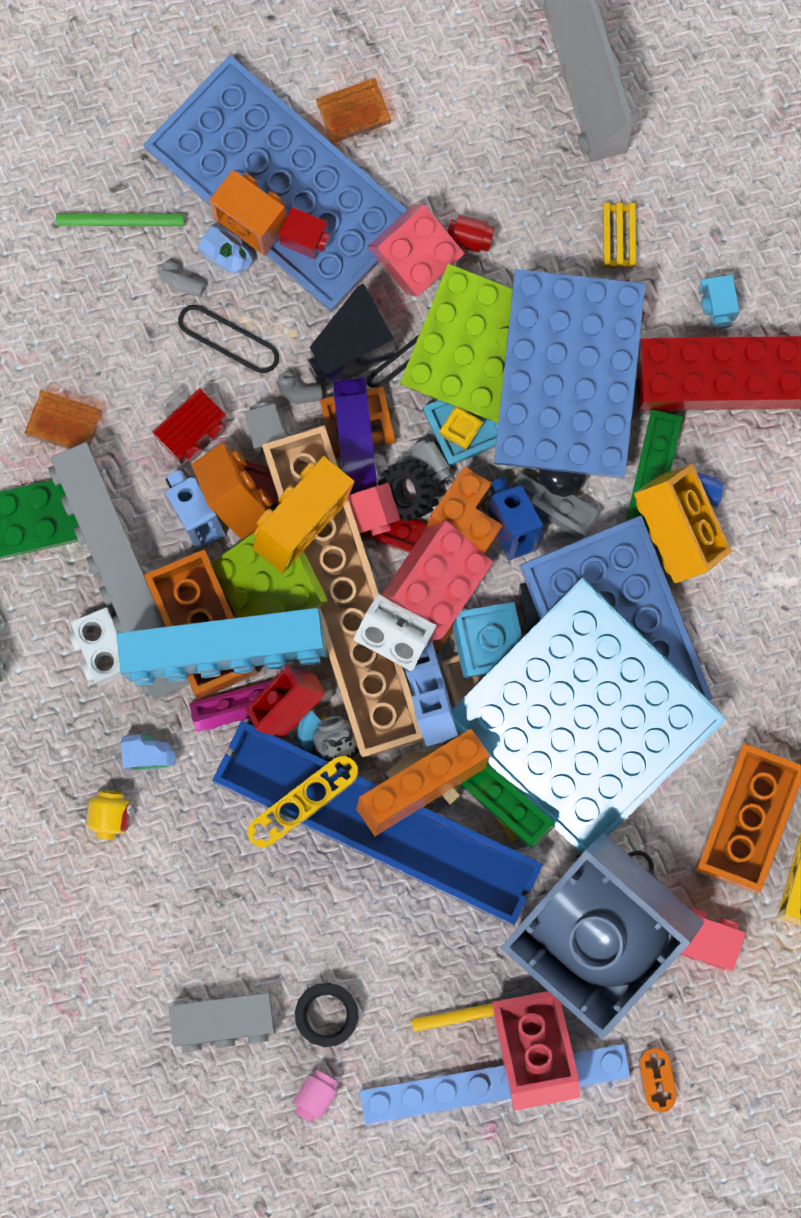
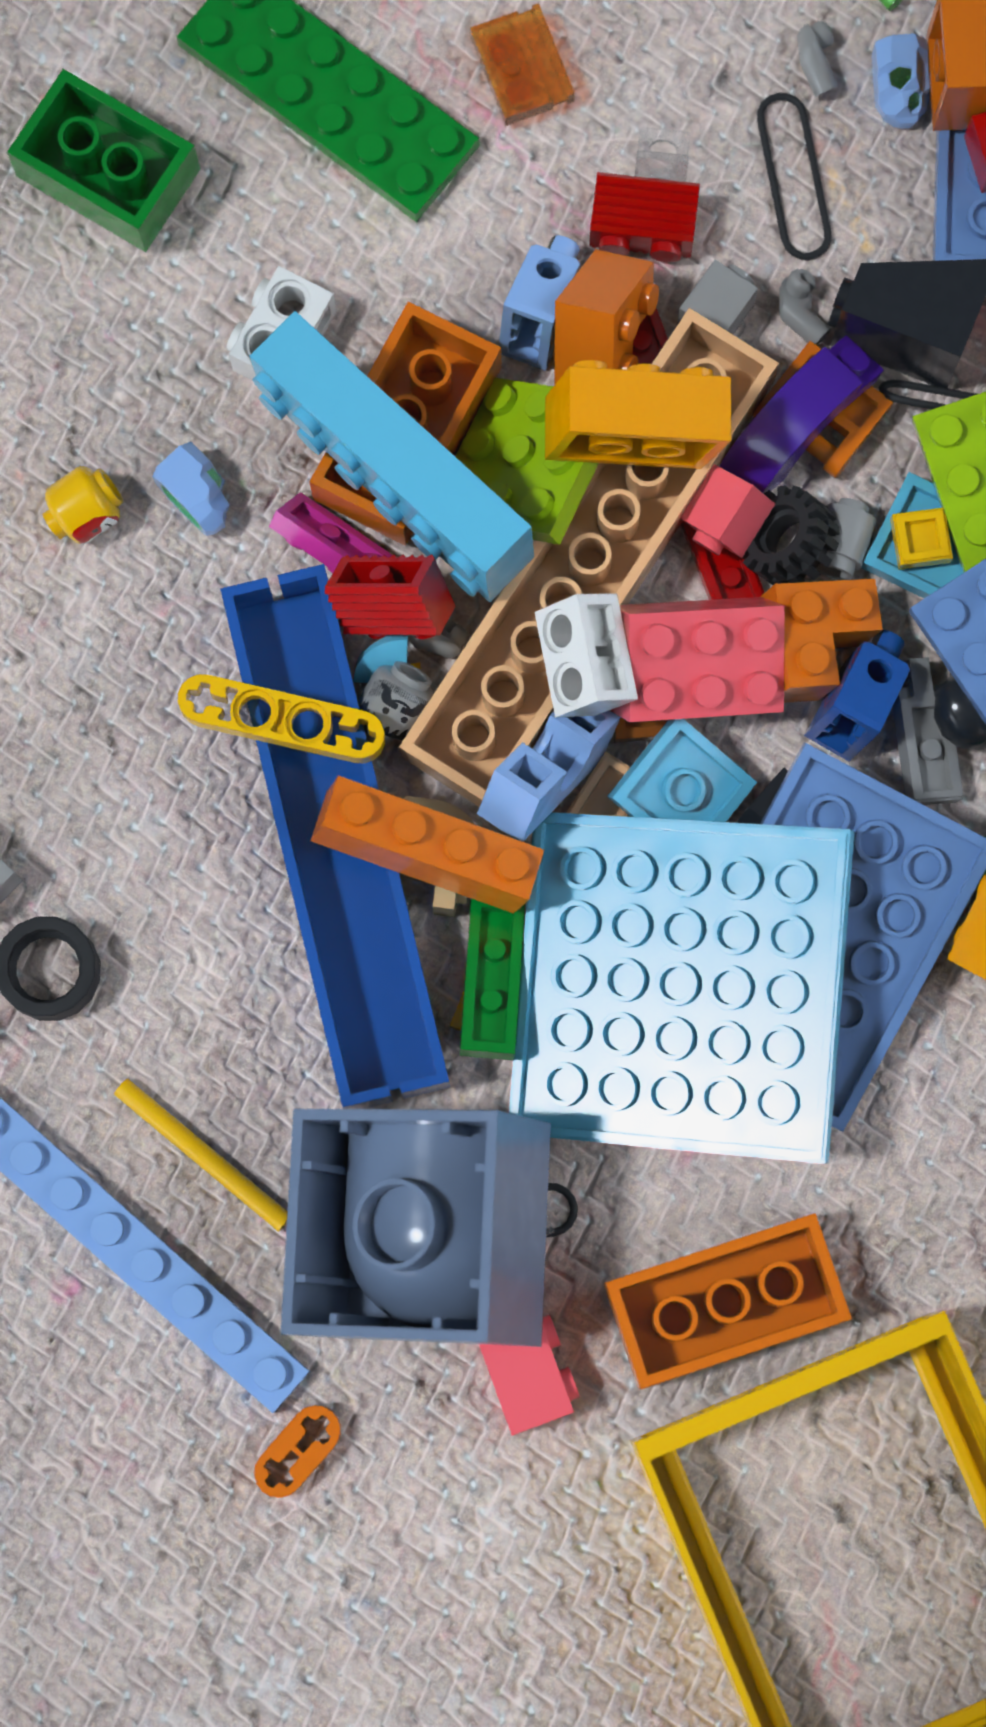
camera: 50 degrees right, 0 degrees up
(110, 549) = (411, 233): light grey brick -> none
(536, 1050) = (203, 1262): coral brick -> none

